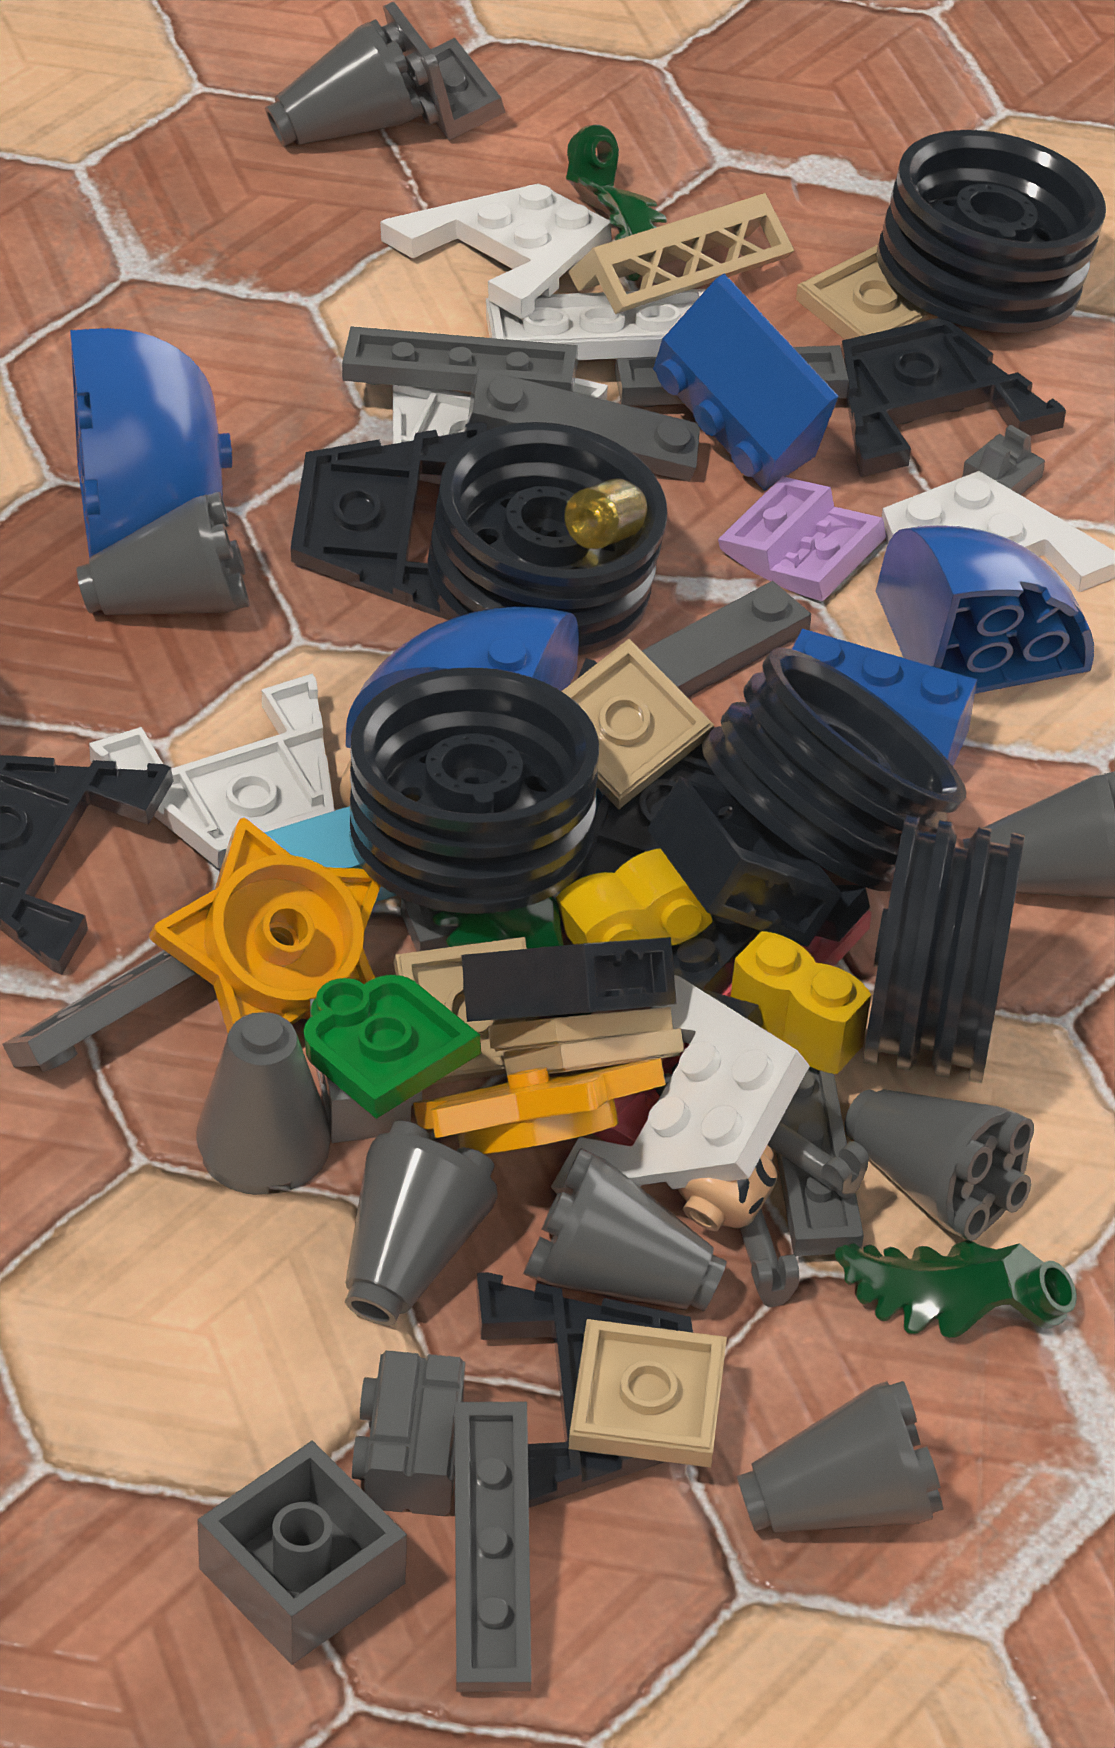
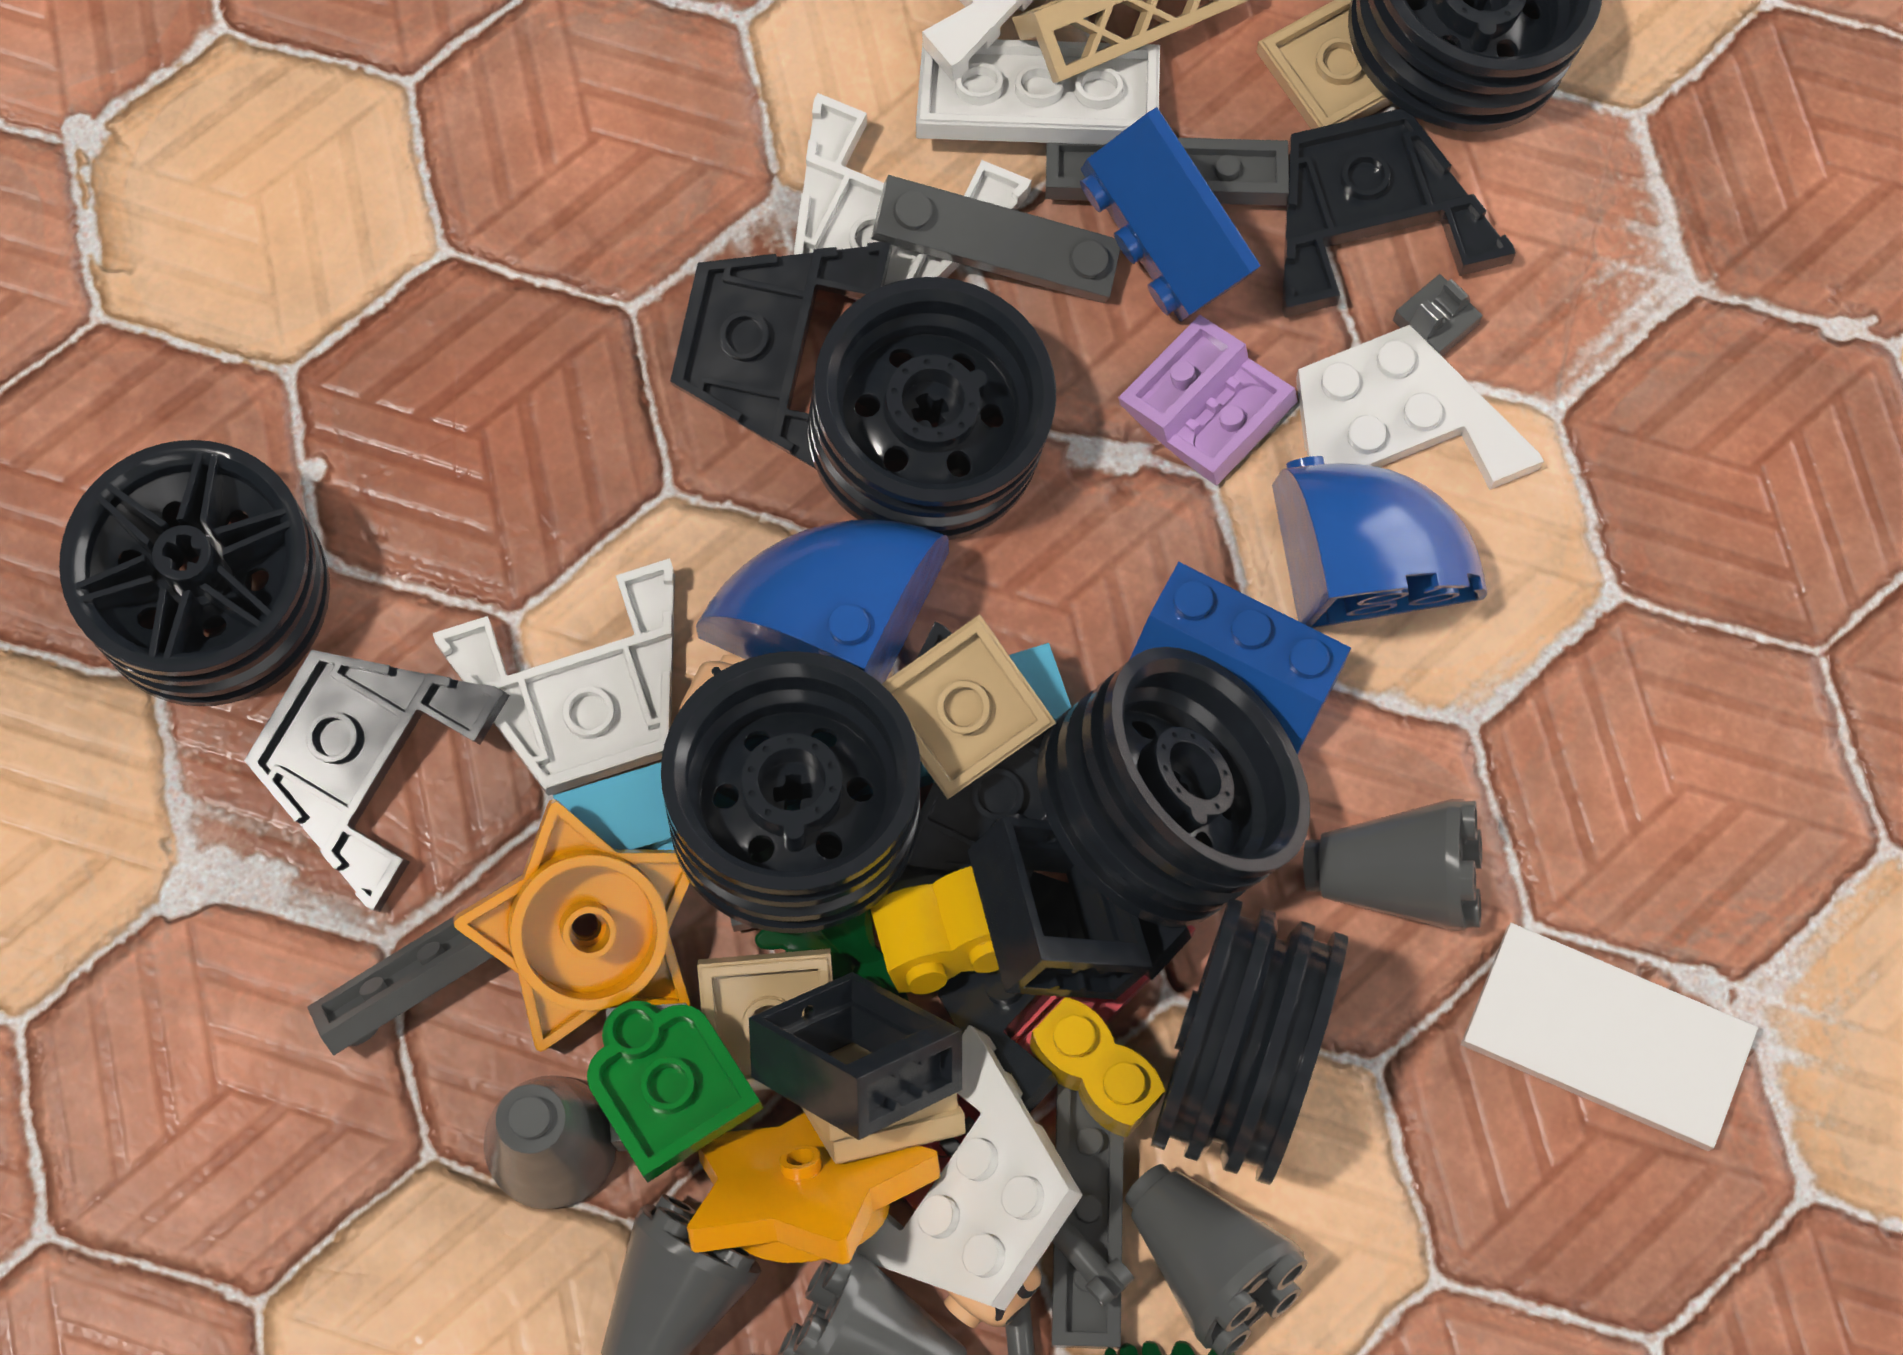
camera: 10 degrees right, 25 degrees up
(140, 431) = (532, 264): blue brick -> none
(170, 566) = (543, 406): dark grey cone -> none
(452, 360) = (874, 146): dark grey plate -> none
(605, 513) = (988, 414): clear yellow brick -> none
(729, 638) = (1077, 550): dark grey plate -> none

